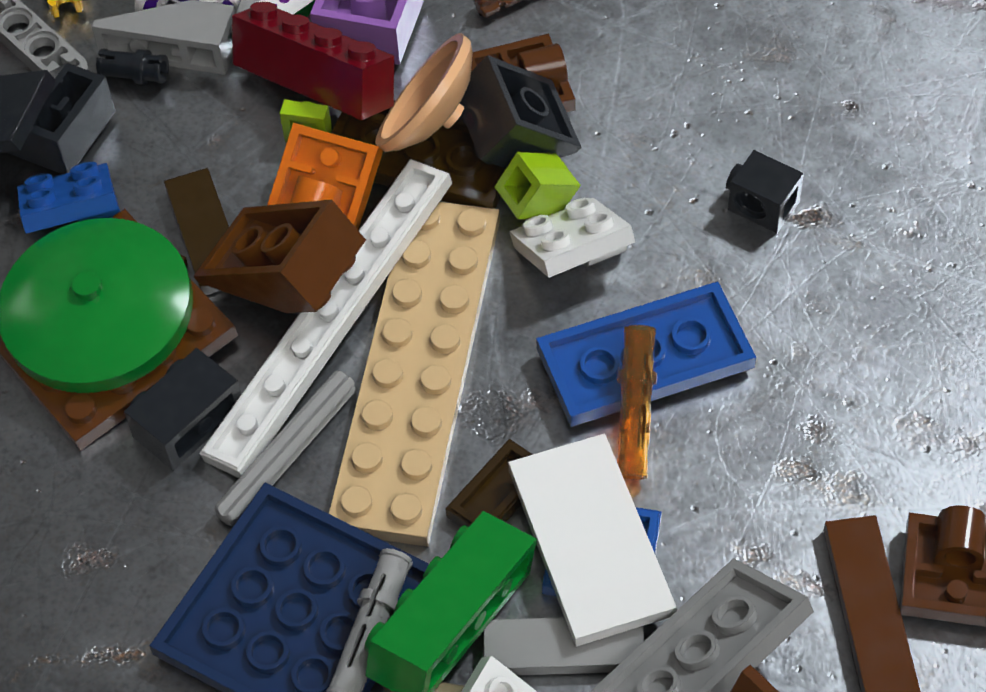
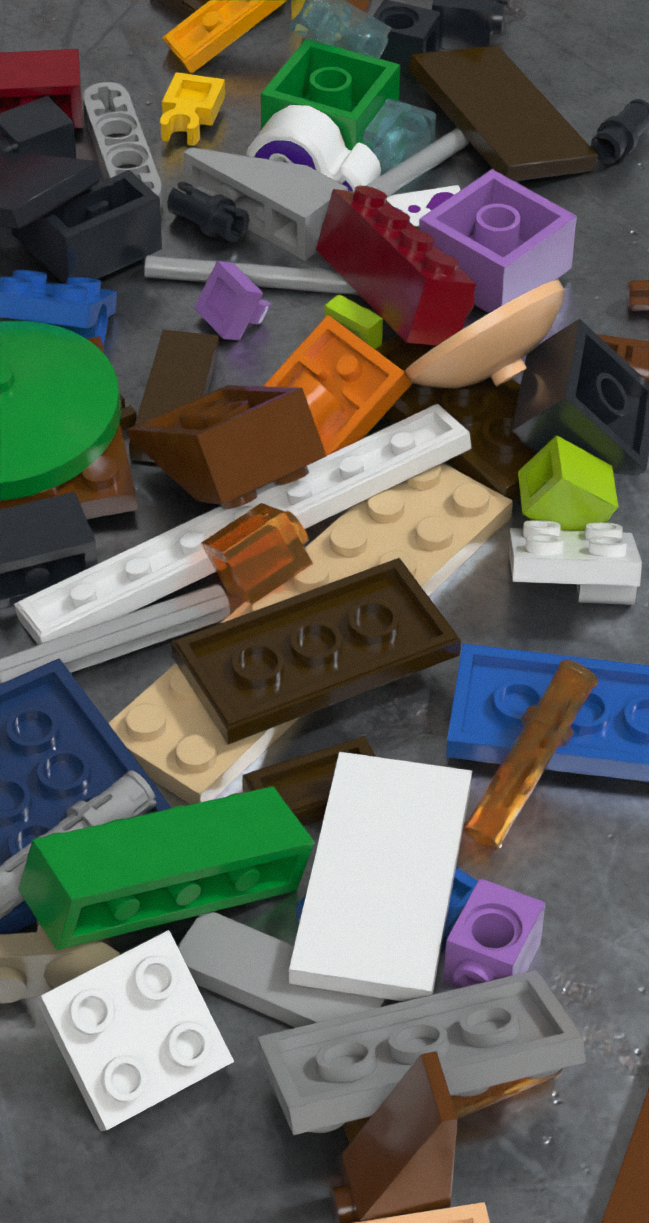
camera: 25 degrees right, 10 degrees down
(192, 106) = (260, 275): none -> light grey bar
(199, 136) = (231, 301): none -> medium lavender tile
(358, 335) = (258, 552): none -> clear orange brick
(441, 392) = (314, 650): none -> dark brown tile
(689, 531) = (498, 920): none -> medium lavender brick

